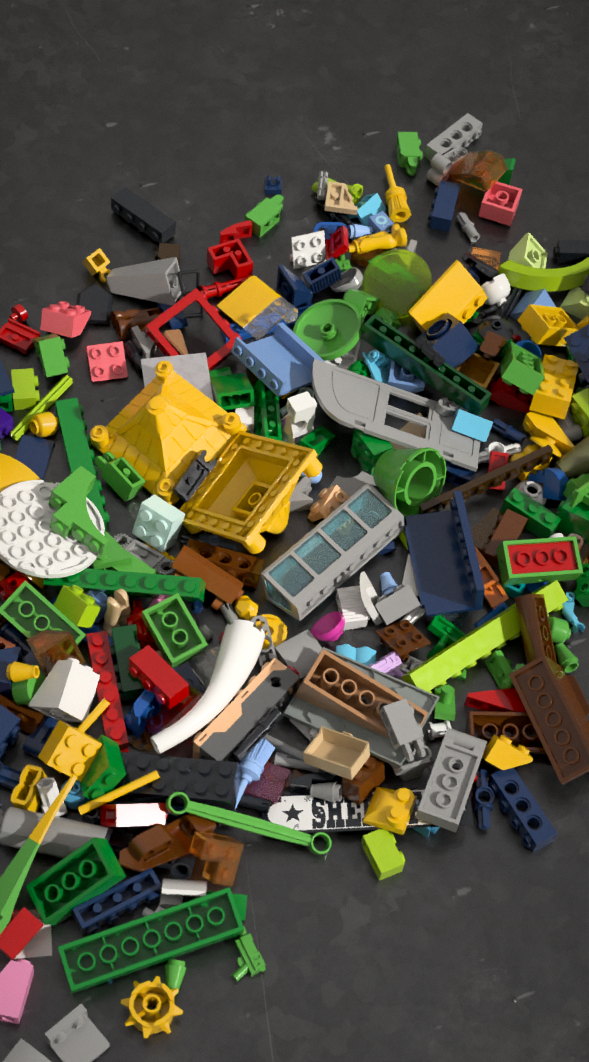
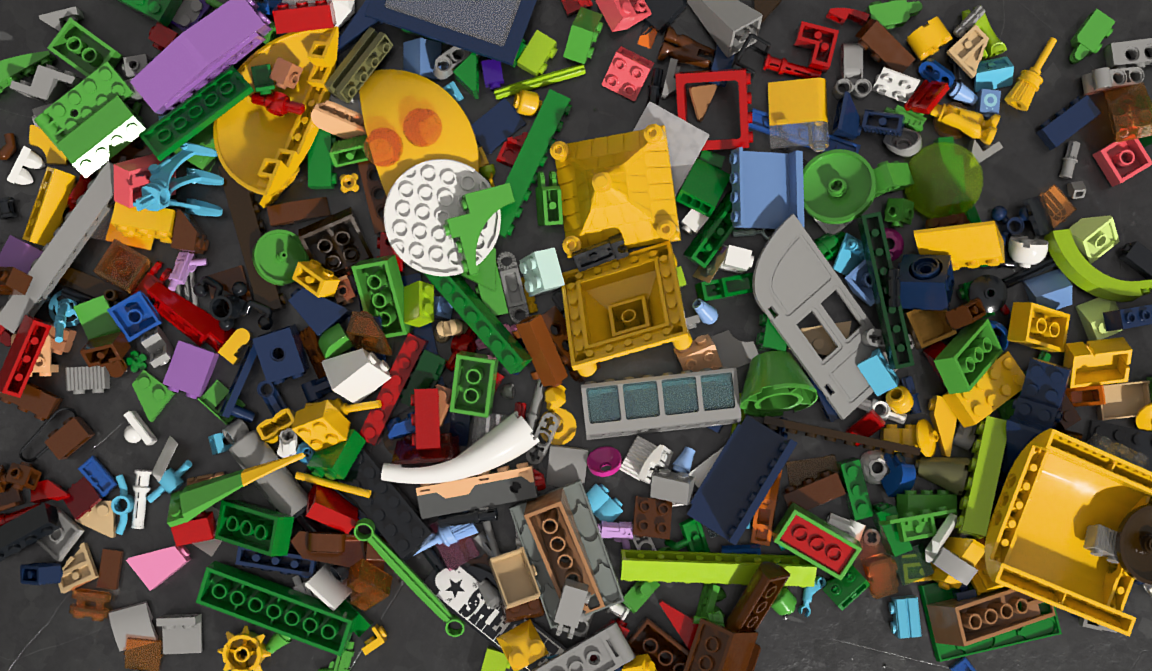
camera: 50 degrees right, 30 degrees up
(19, 671) = (329, 336): yellow cone -> none
(58, 465) = (511, 149): none -> red slope
(100, 332) = (647, 36): none -> orange sticker
(262, 908) = (372, 643): none -> yellow bracket
(268, 261) = (852, 72): none -> light grey piece
(276, 230) = (884, 46): none -> reddish brown brick
(304, 210) = (928, 38): none -> yellow brick
(489, 239) = (1076, 189): none -> light grey piece
(503, 432) = (899, 400): none -> yellow head
(566, 658) = (769, 628): bright green cone -> none

